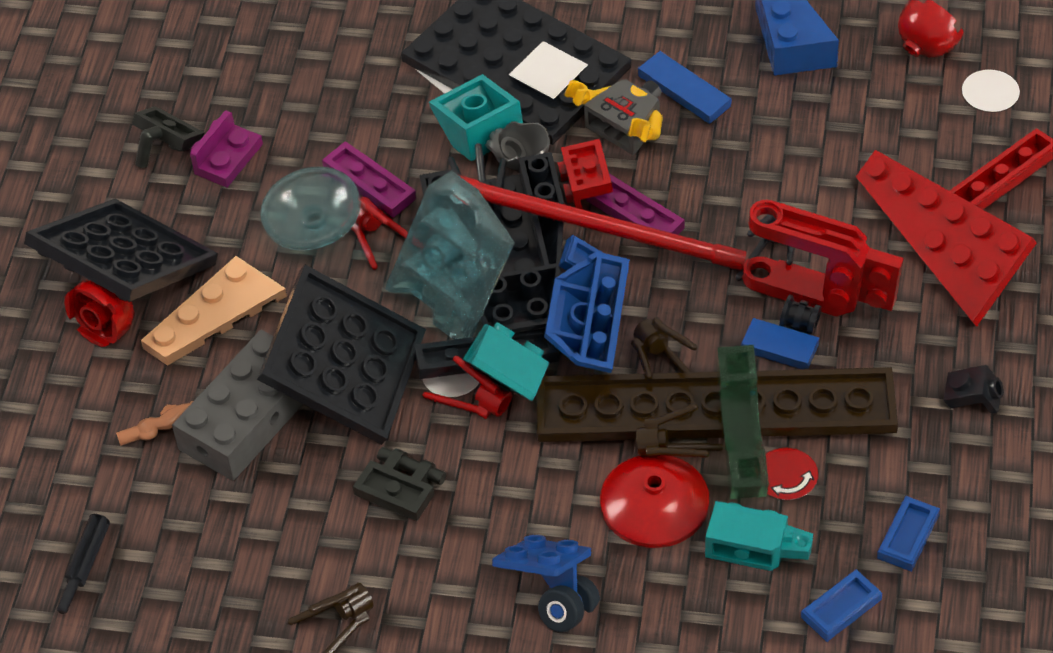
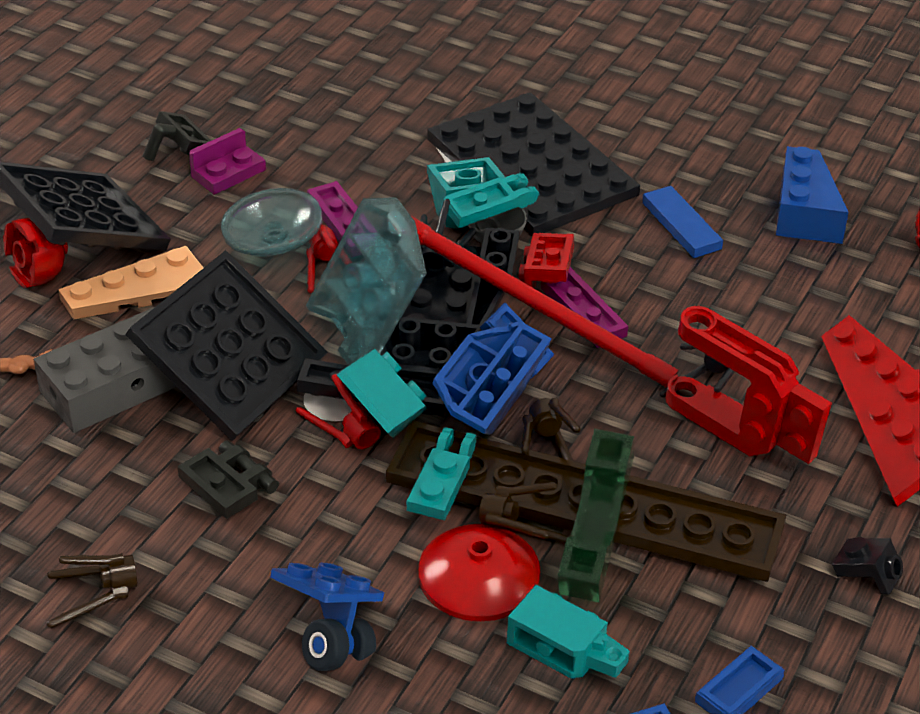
camera: 15 degrees right, 10 degrees down
(510, 127) = (490, 199): none -> teal hinge
(548, 69) = (555, 172): white sticker -> none
(590, 425) = (441, 476): none -> teal hinge
(620, 112) = (607, 224): torso -> none
(781, 344) = (677, 463): blue tile -> none
(790, 473) = (633, 588): red sticker -> none
(800, 315) = (709, 441): black bush -> none

